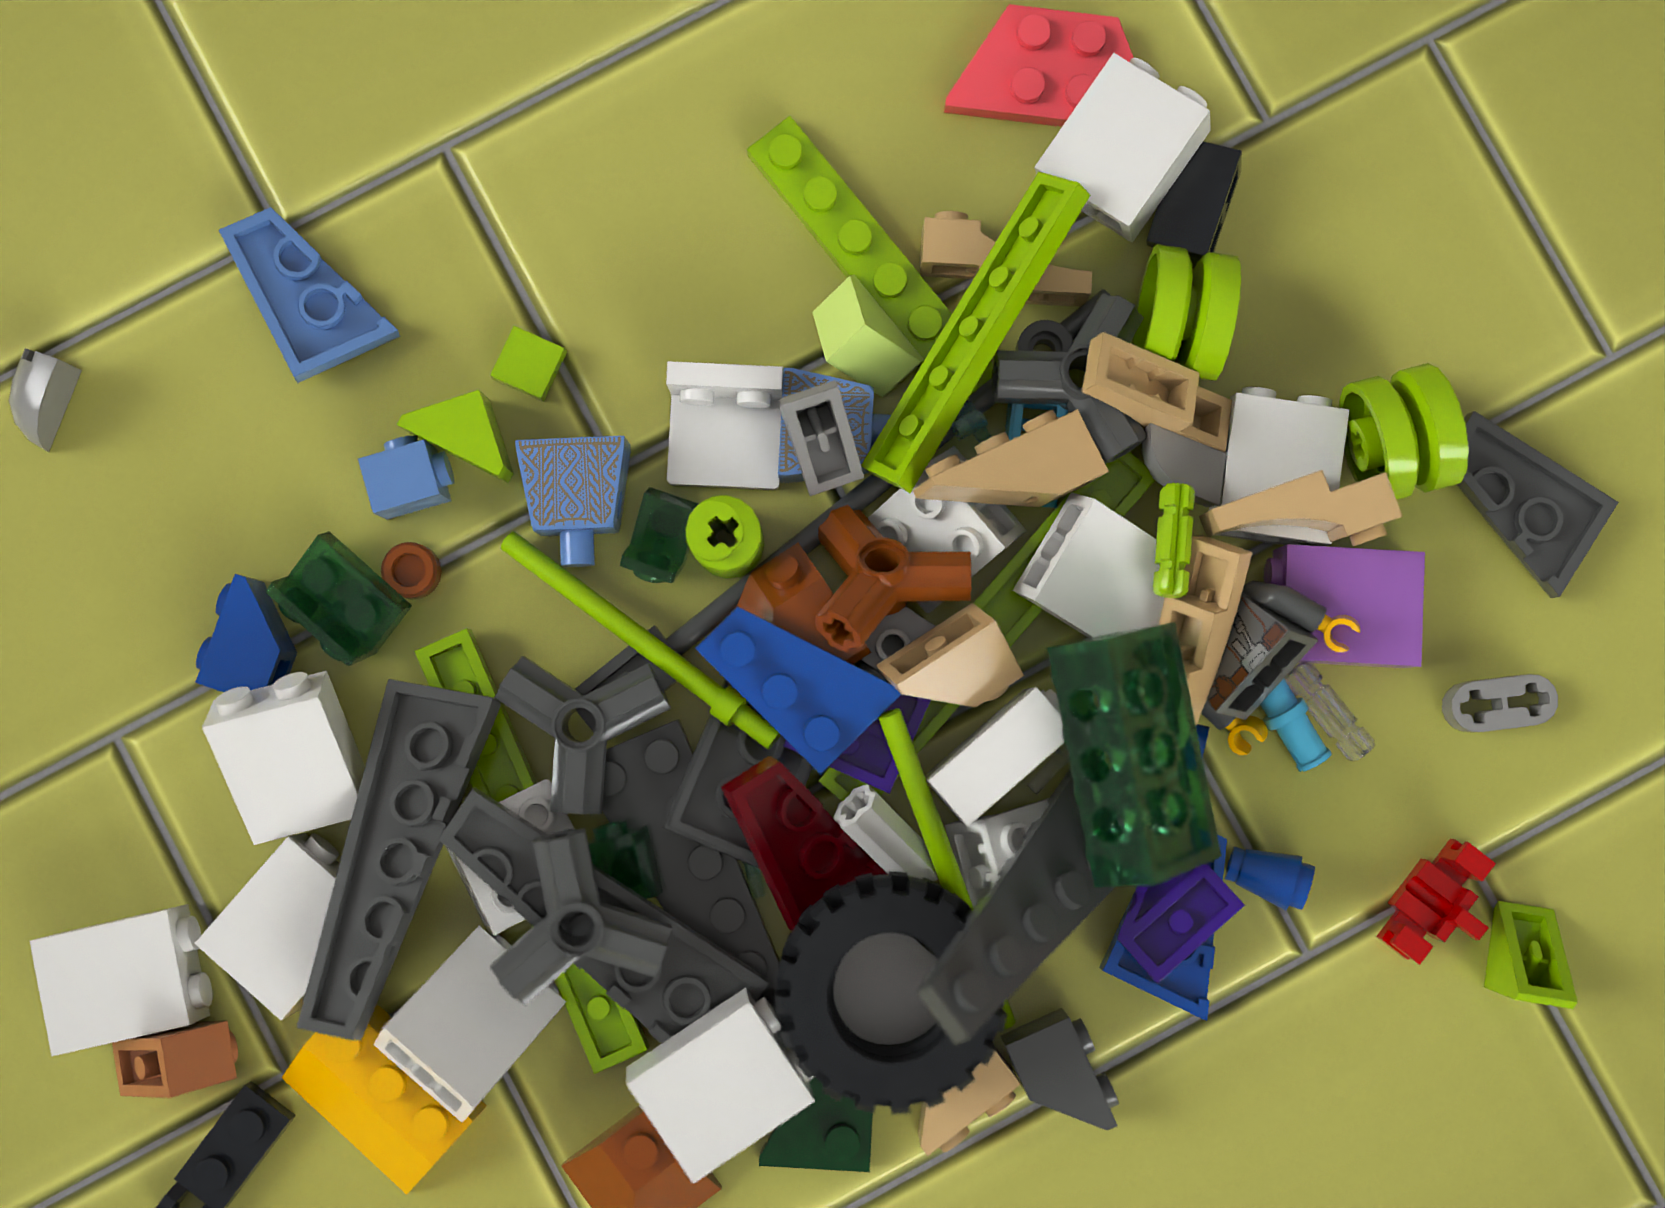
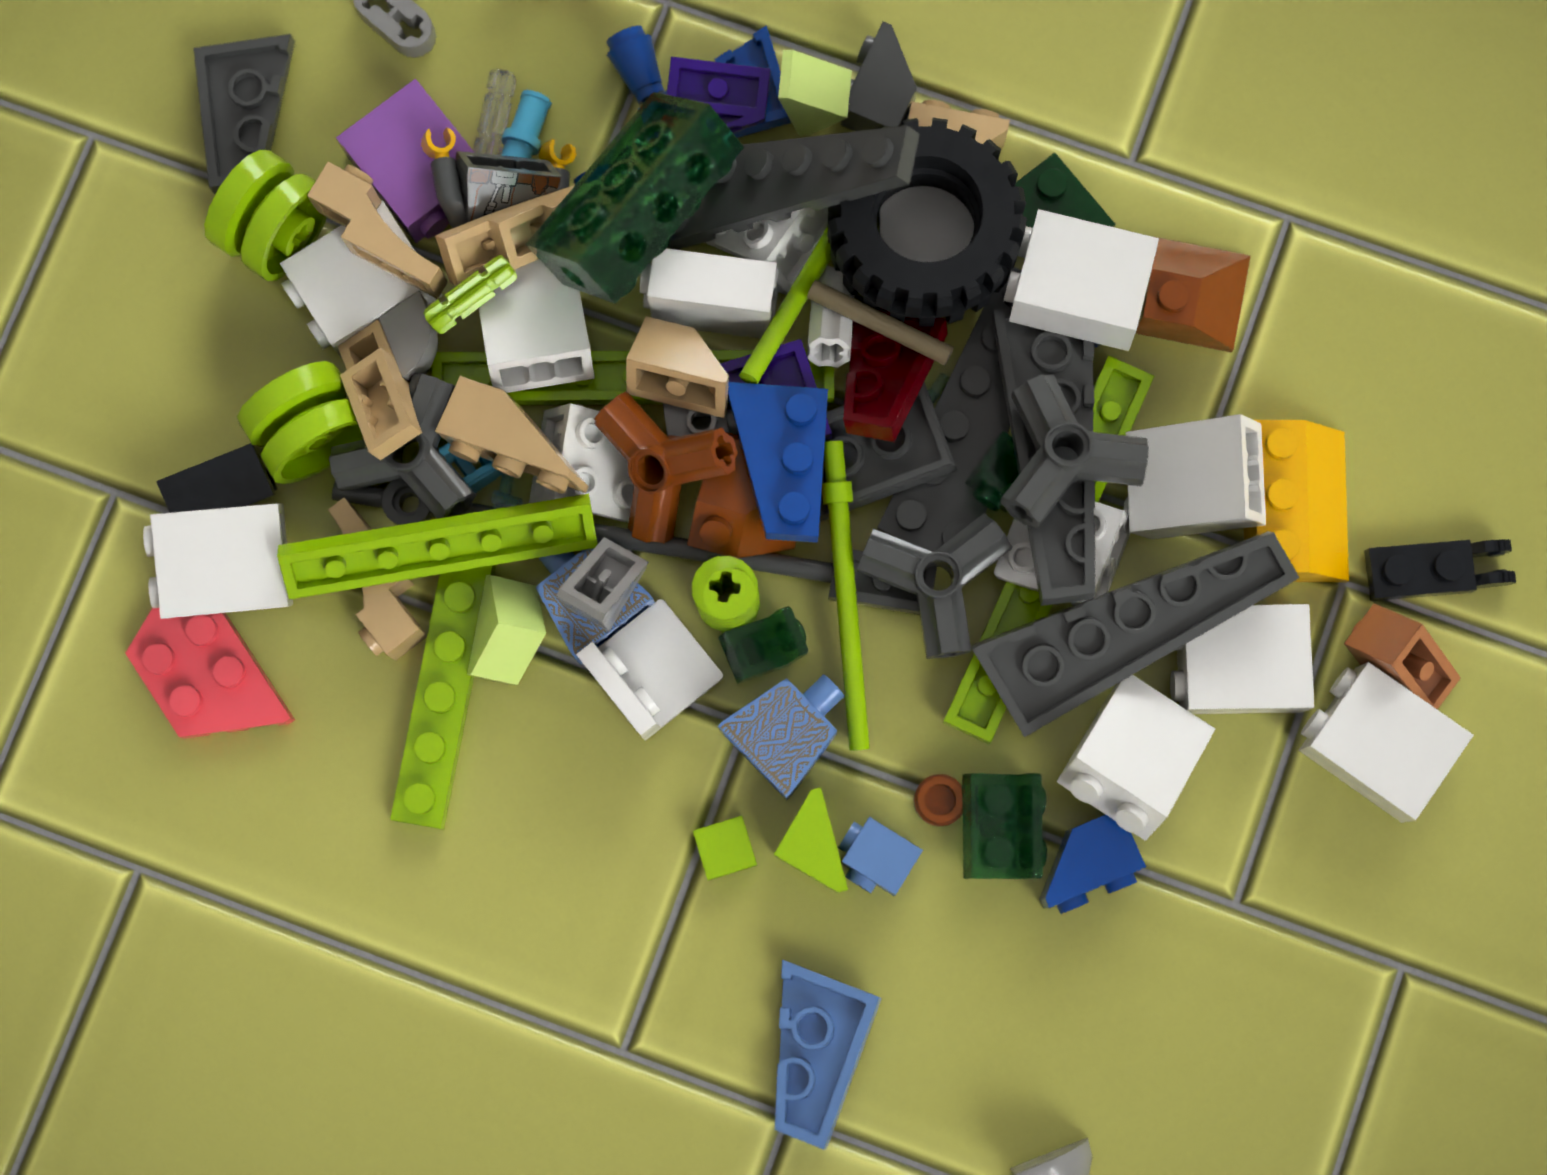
camera: 125 degrees left, 5 degrees down
(839, 872) = (880, 322): none -> dark tan bar
(1103, 1004) = (813, 92): none -> yellowish green slope

